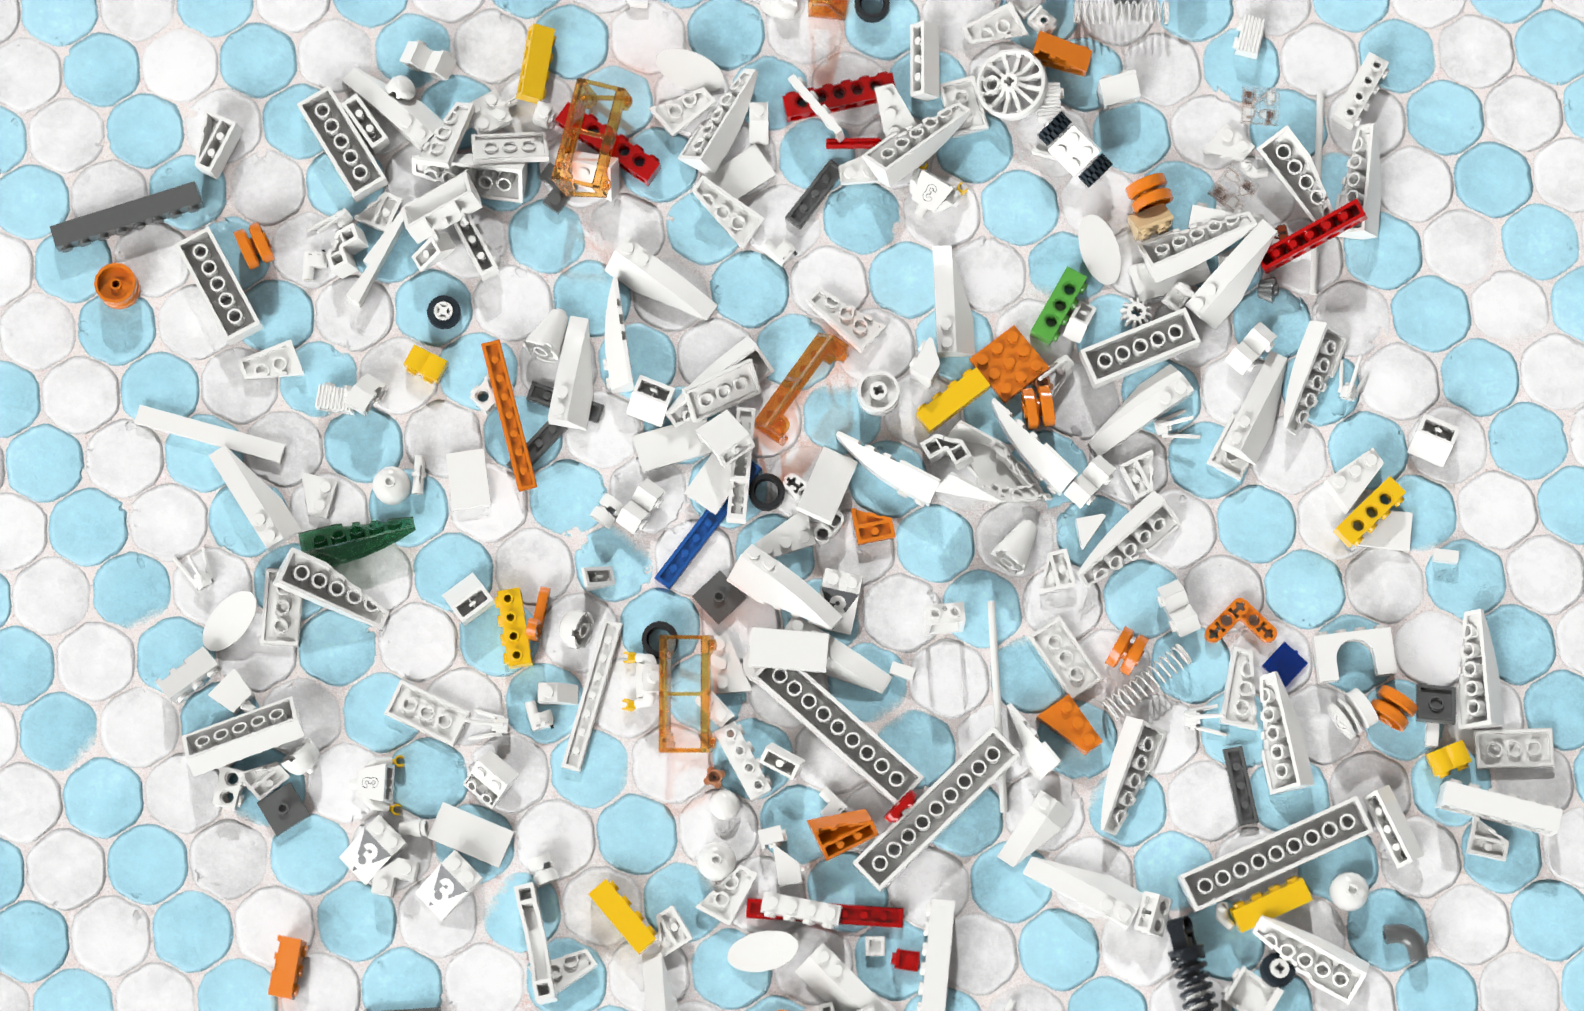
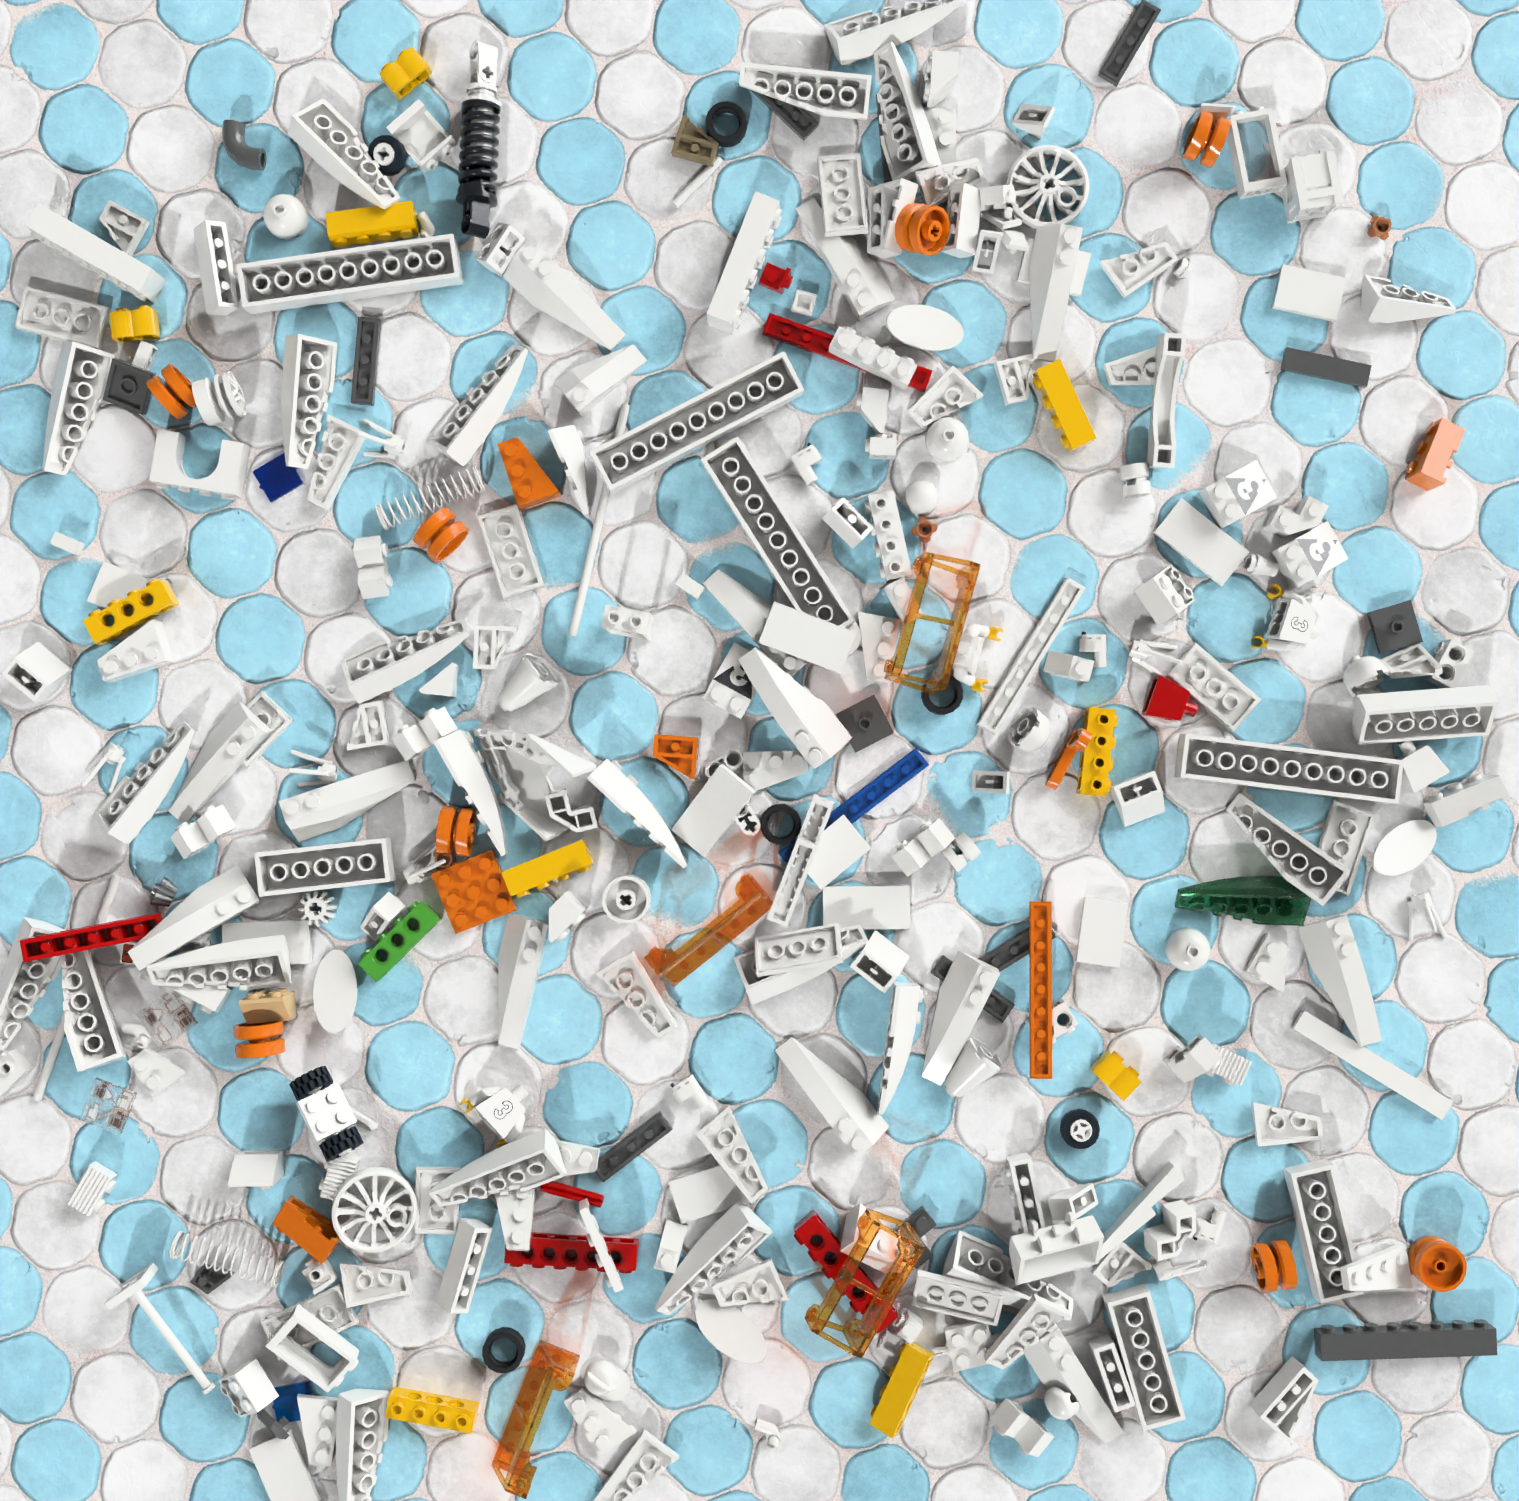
camera: 165 degrees left, 10 degrees up
(164, 266) = (1378, 1271): none -> white wing
(346, 659) = (1289, 768): none -> white brick
(418, 475) = (1155, 952): white pin -> none
(464, 688) = (1168, 701): none -> red torso
(554, 97) = (890, 1343): none -> white tile
(725, 437) = (809, 894): white panel -> none
(842, 832) = (805, 428): orange wedge -> none
(907, 800) = (729, 435): red plate -> none
(1177, 296) = (265, 913): white bracket -> none
(1243, 616) = (305, 540): orange beam -> none

